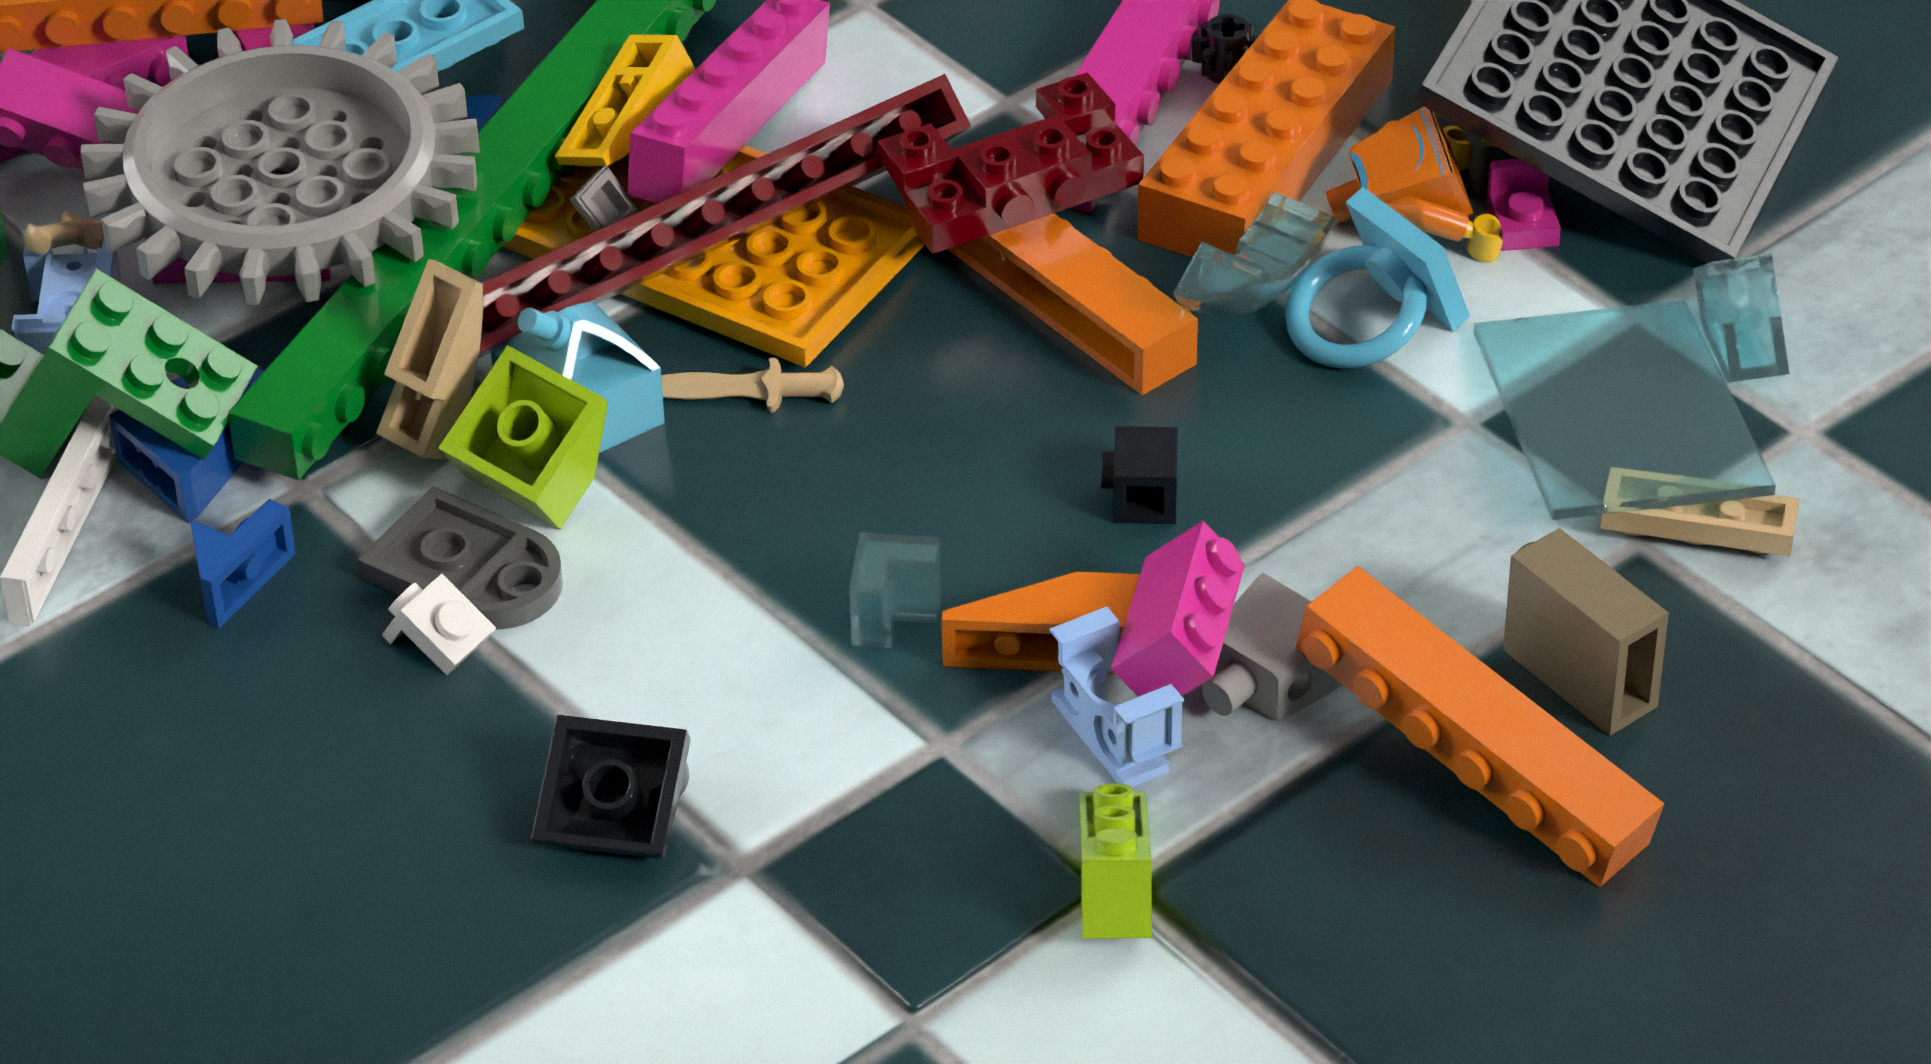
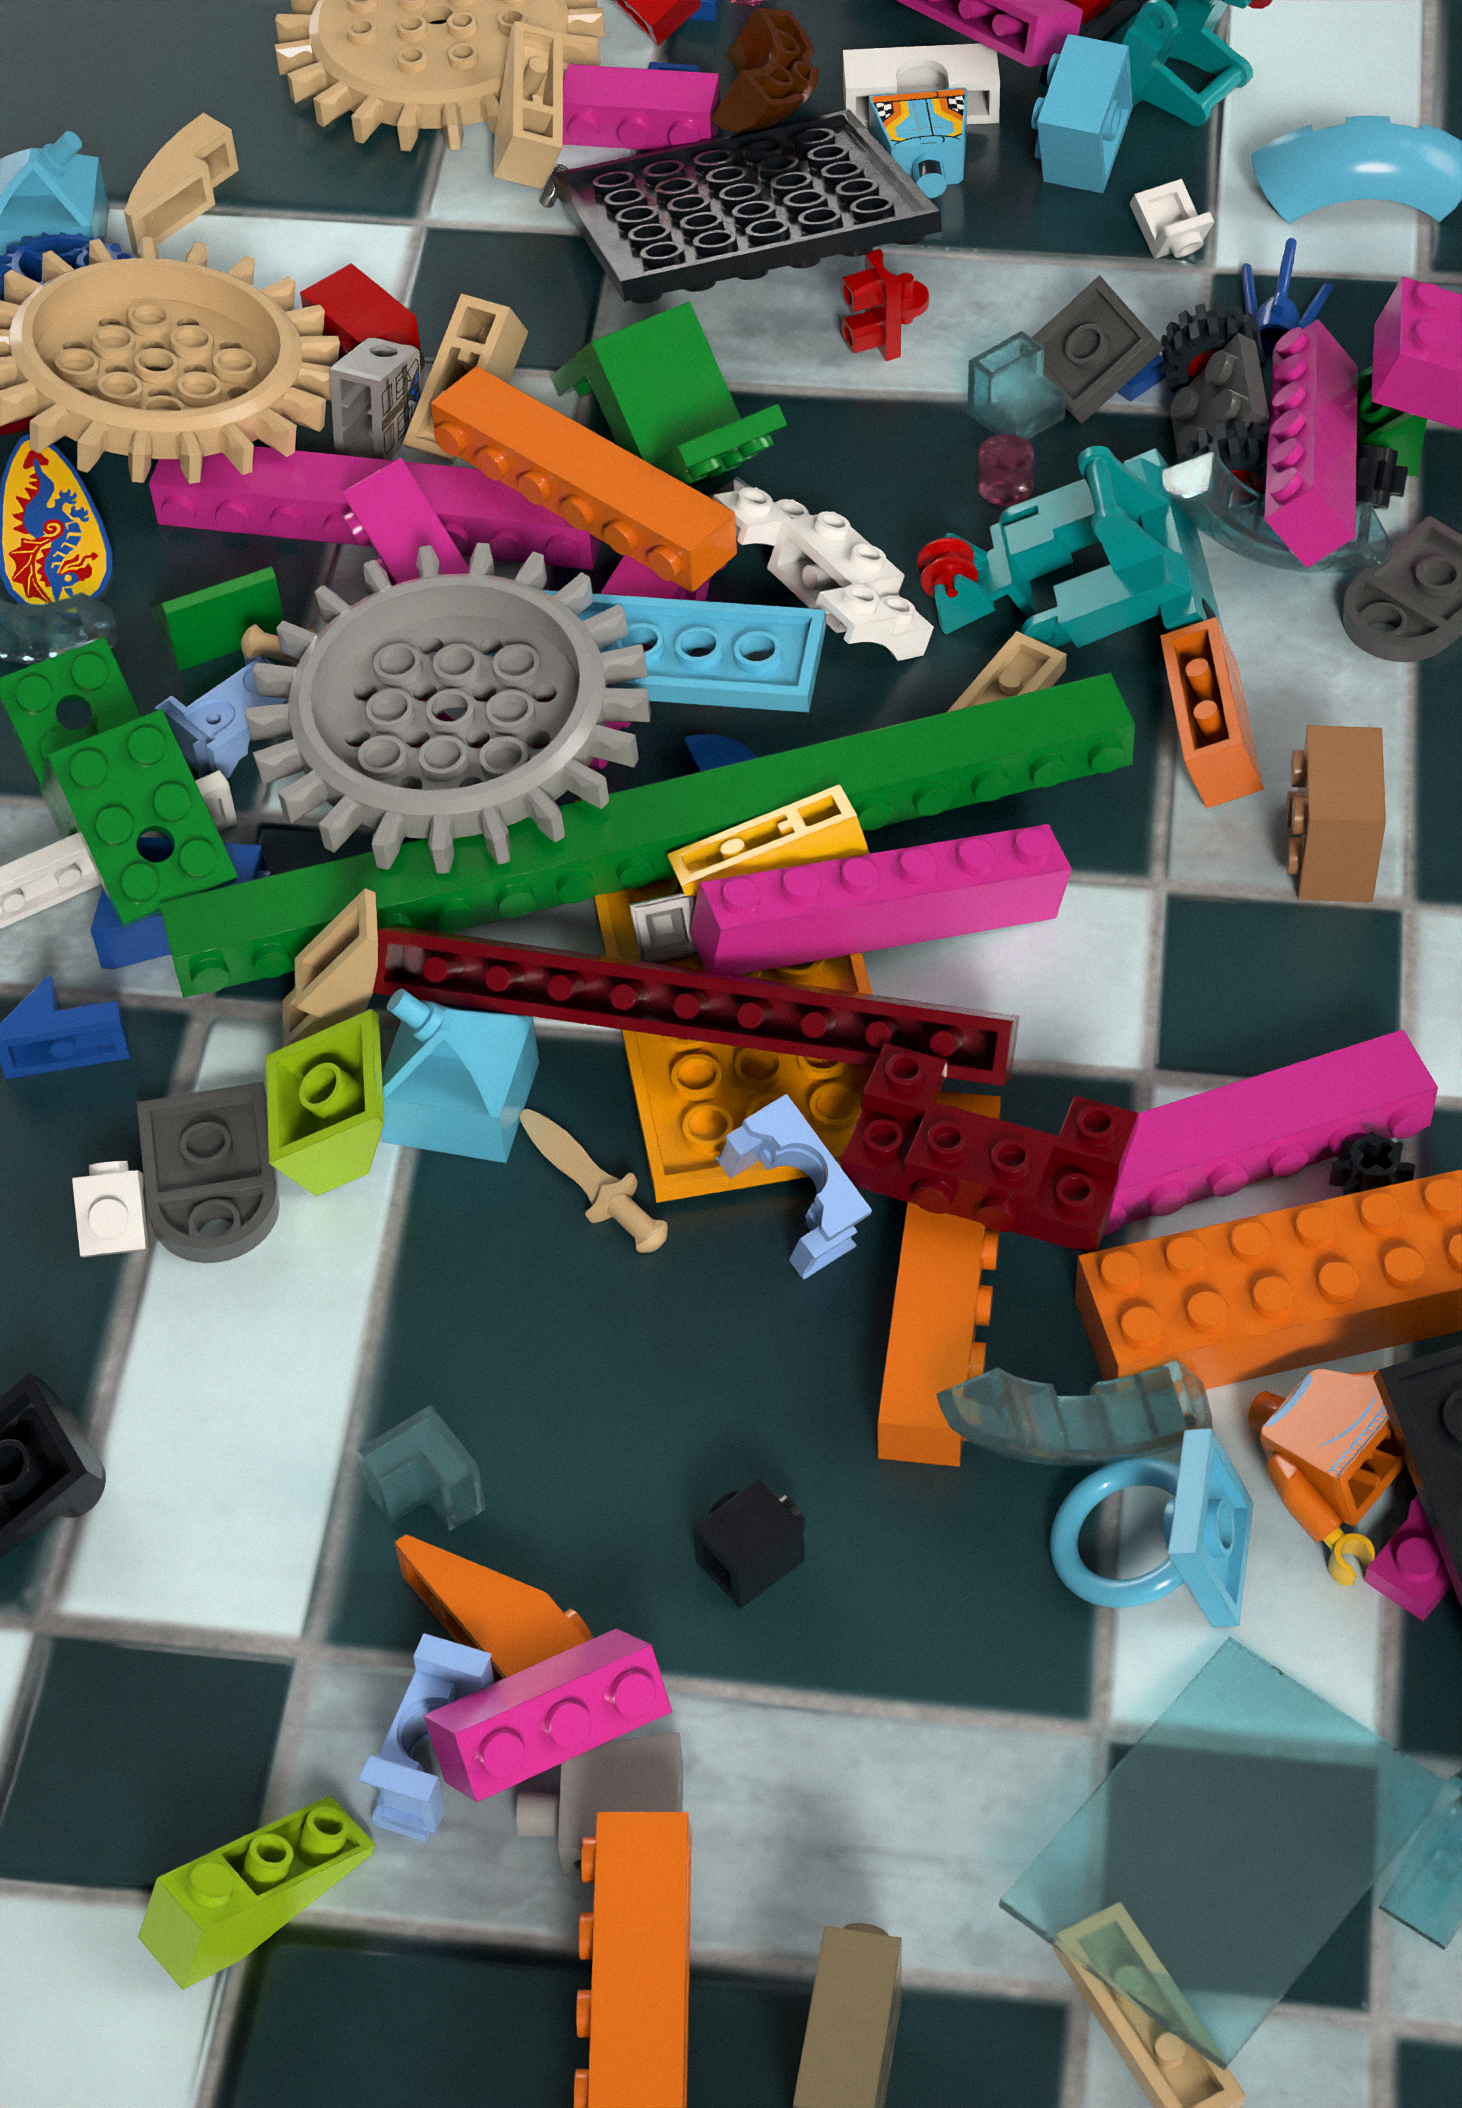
camera: 50 degrees right, 10 degrees up
(937, 257) = (784, 1138): none -> light blue piece

